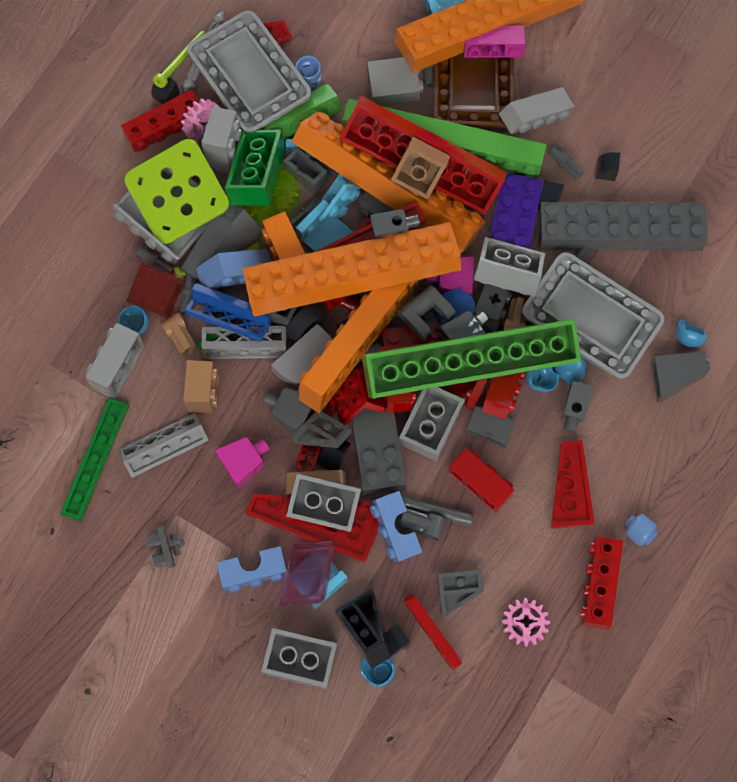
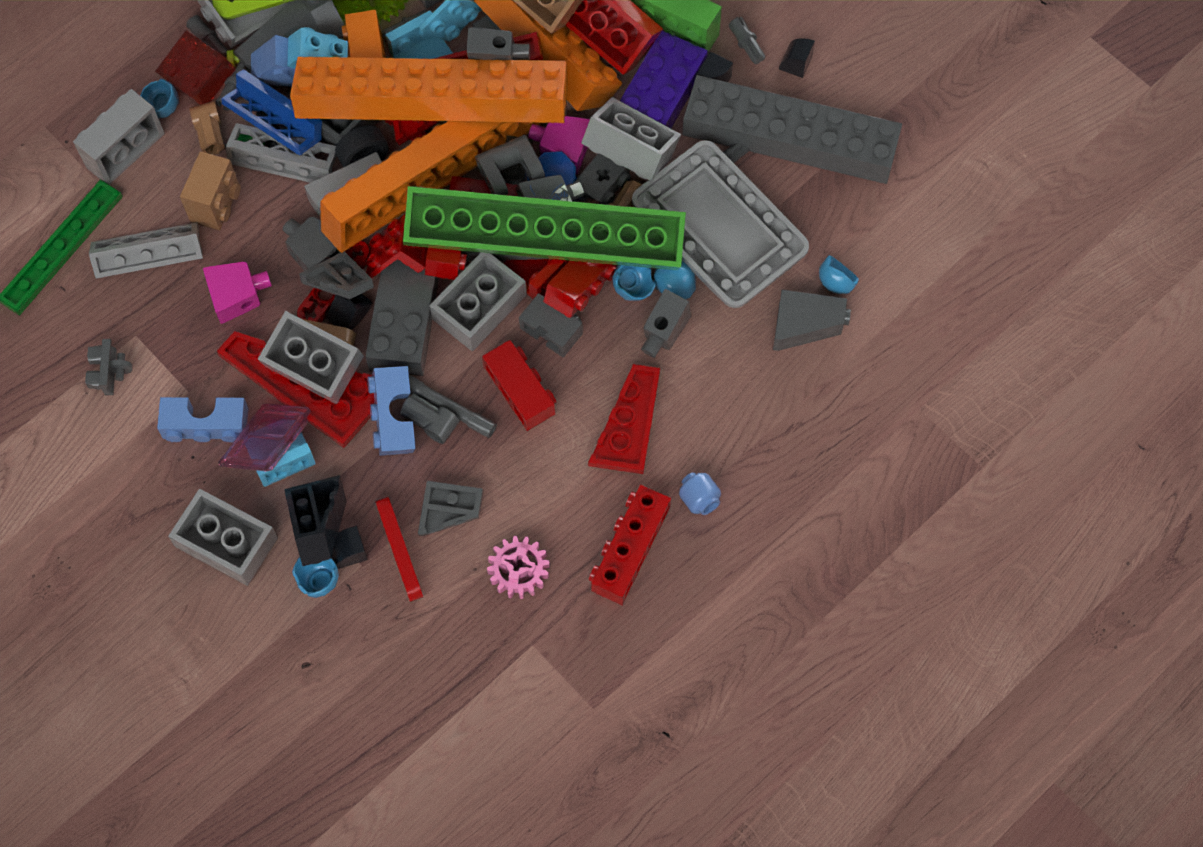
camera: 15 degrees right, 5 degrees down
(250, 254) = (308, 43): none -> medium azure brick

